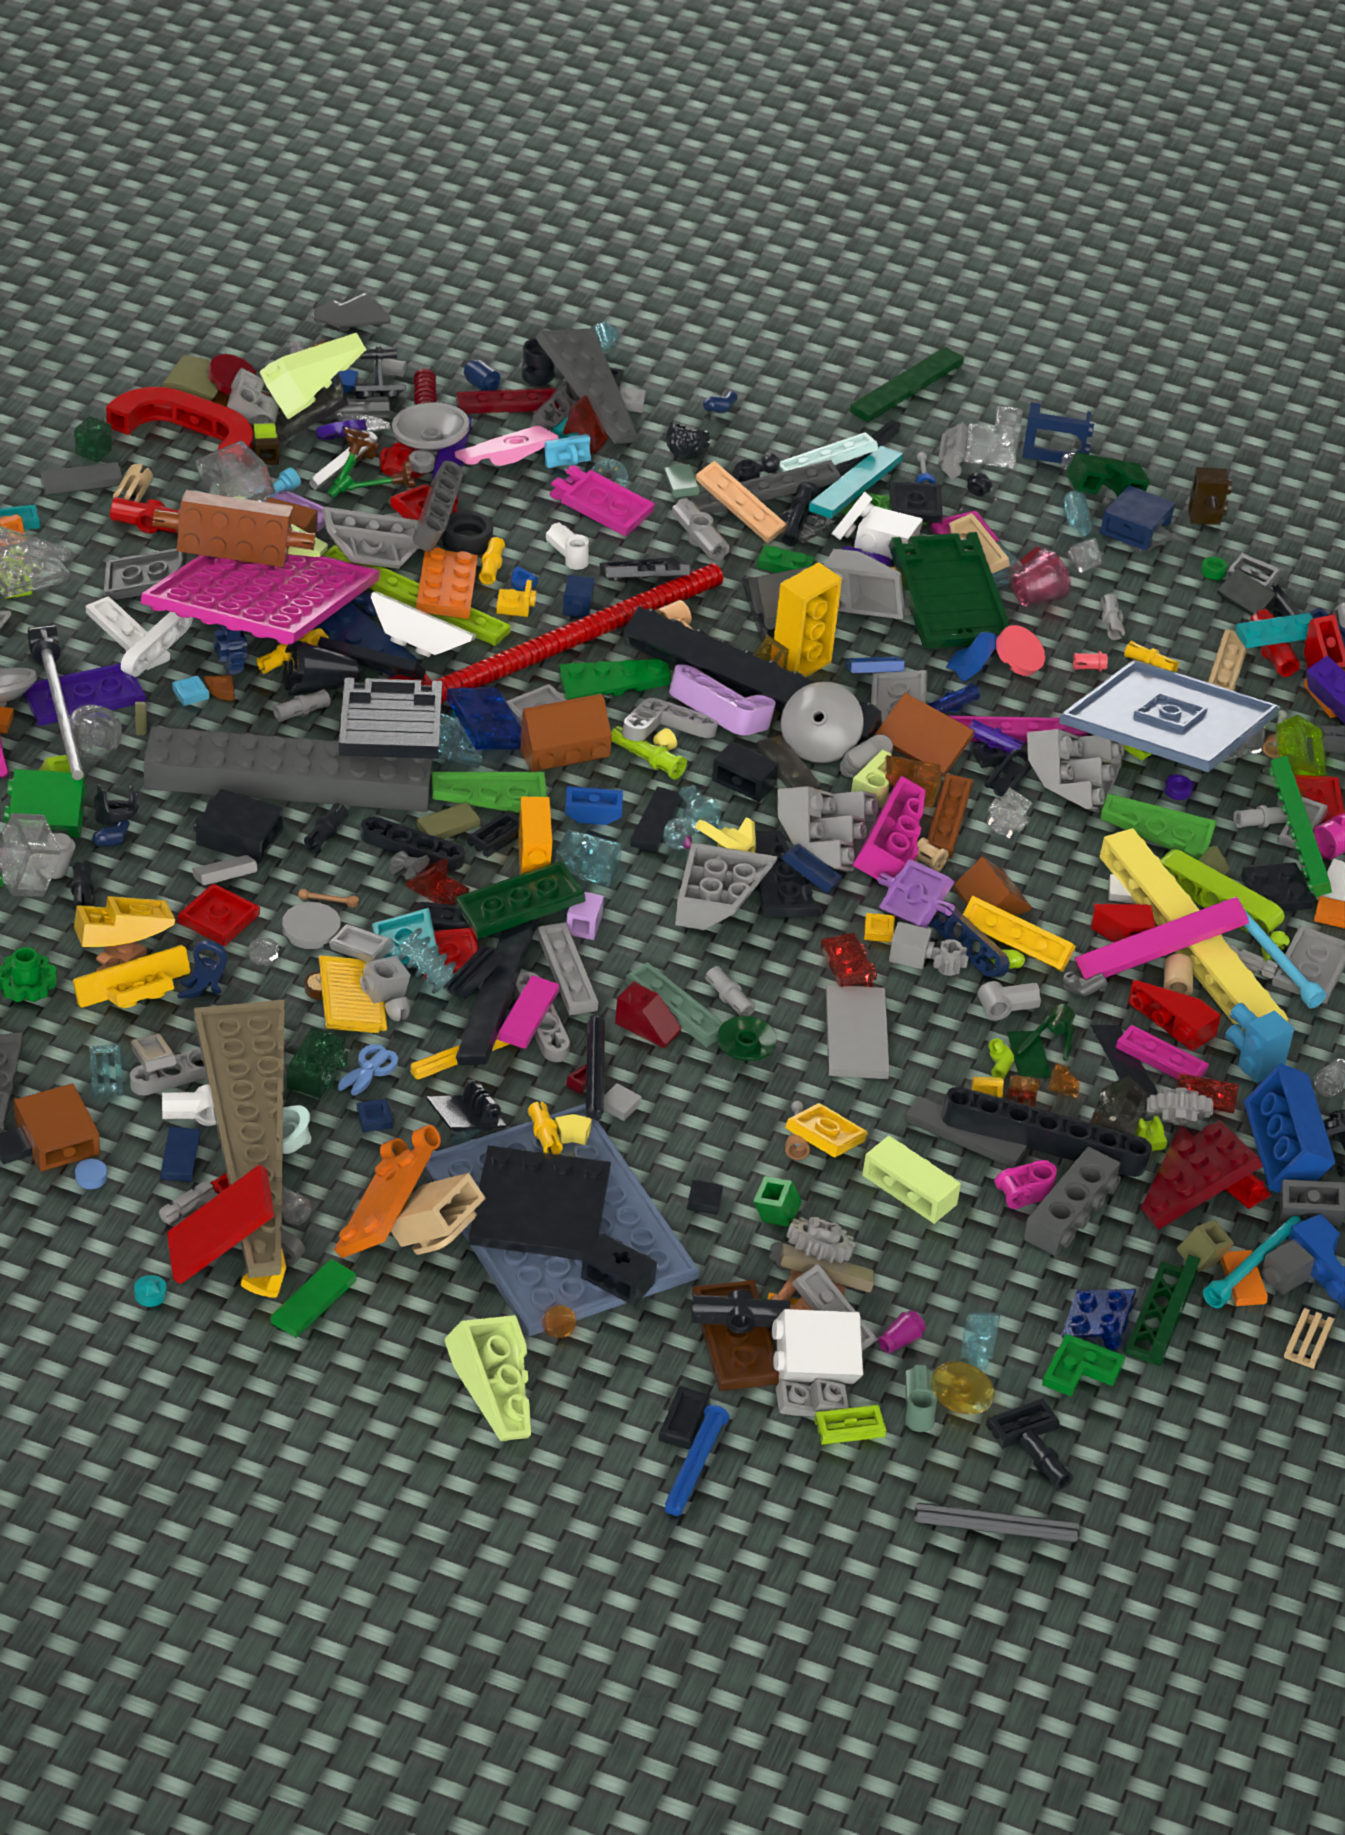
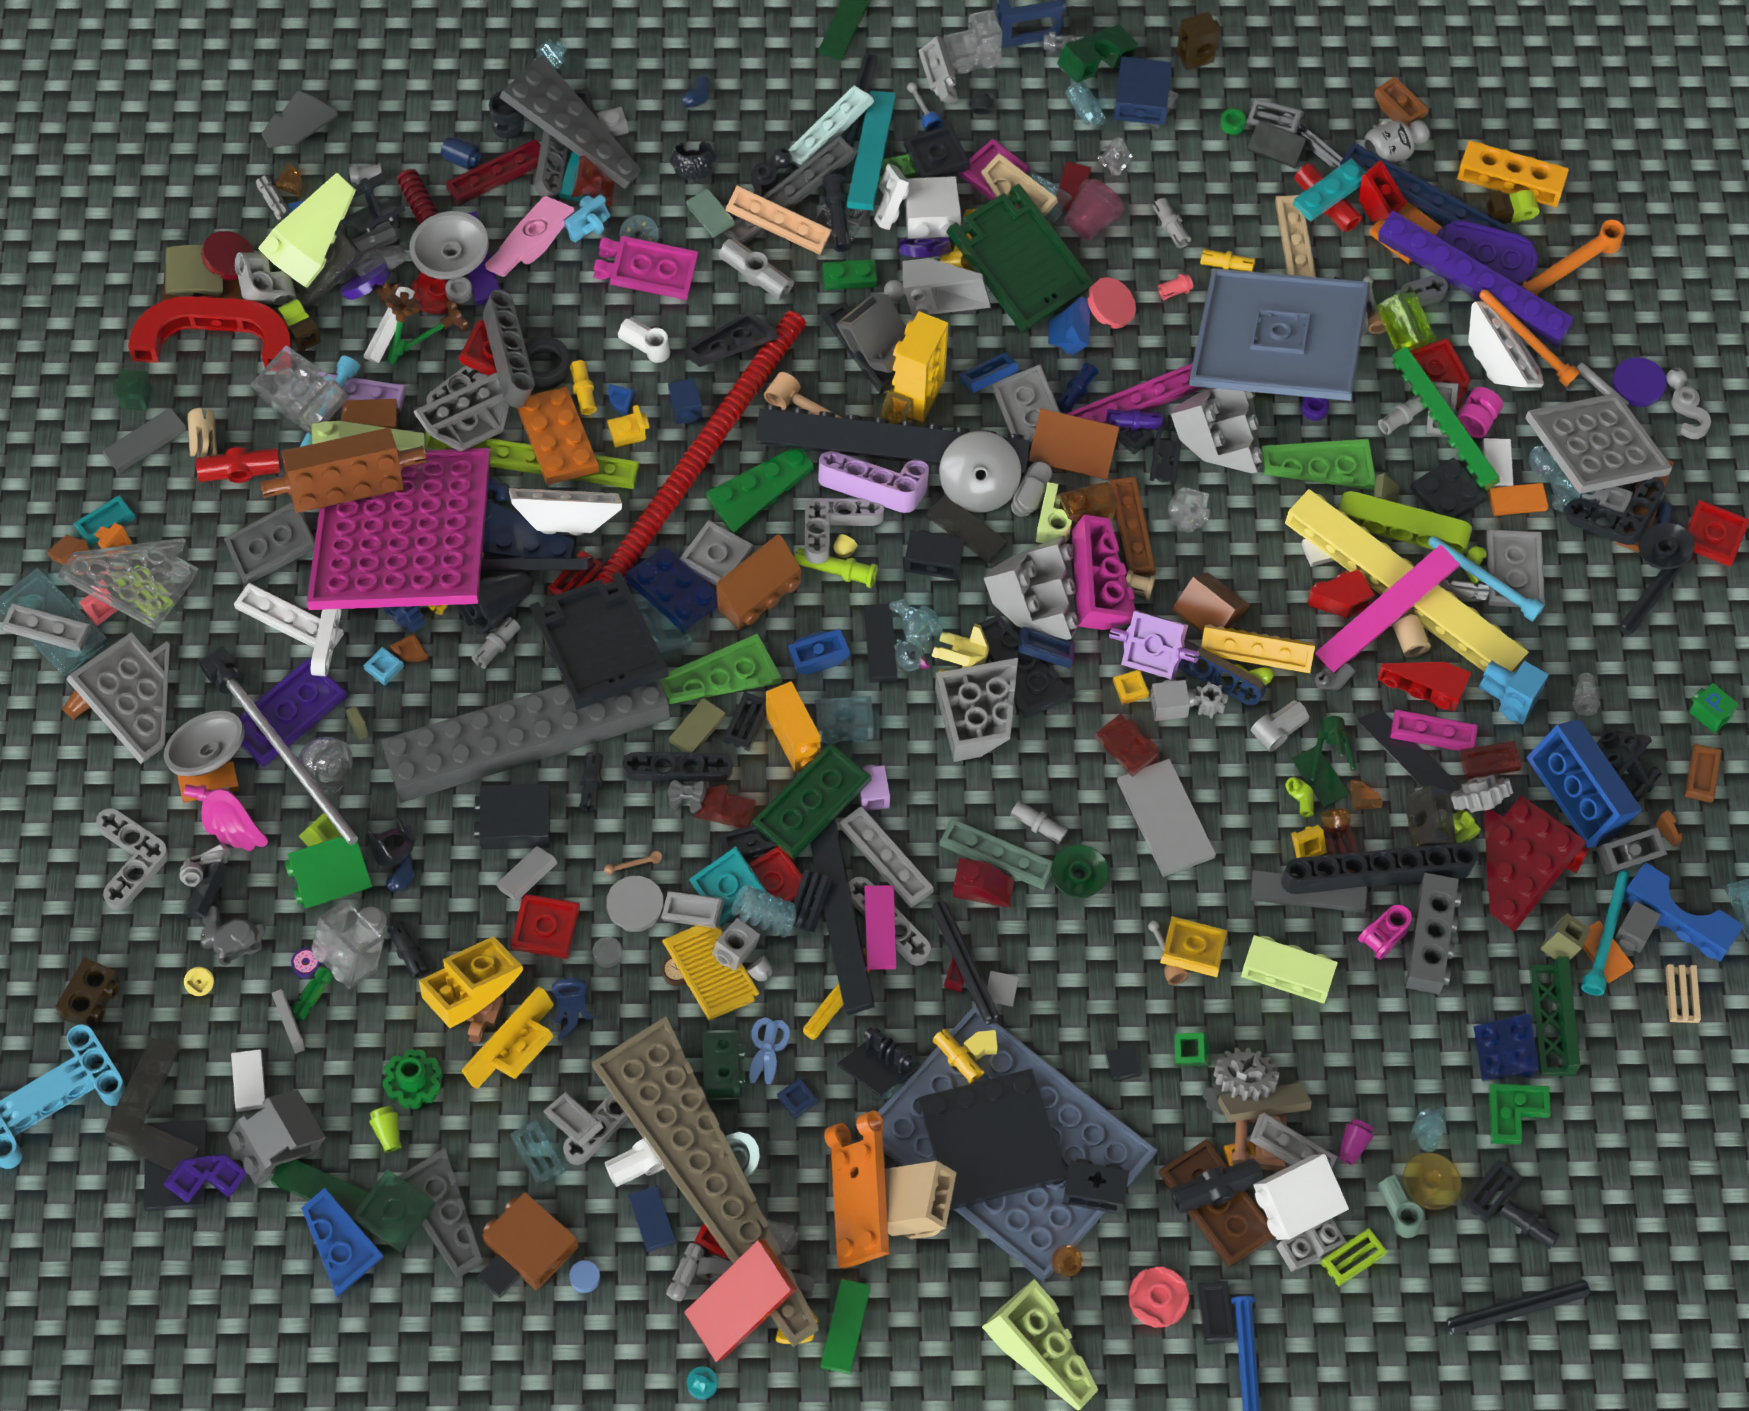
camera: 20 degrees left, 20 degrees up
(634, 1385) = (1158, 1297): none -> coral tile

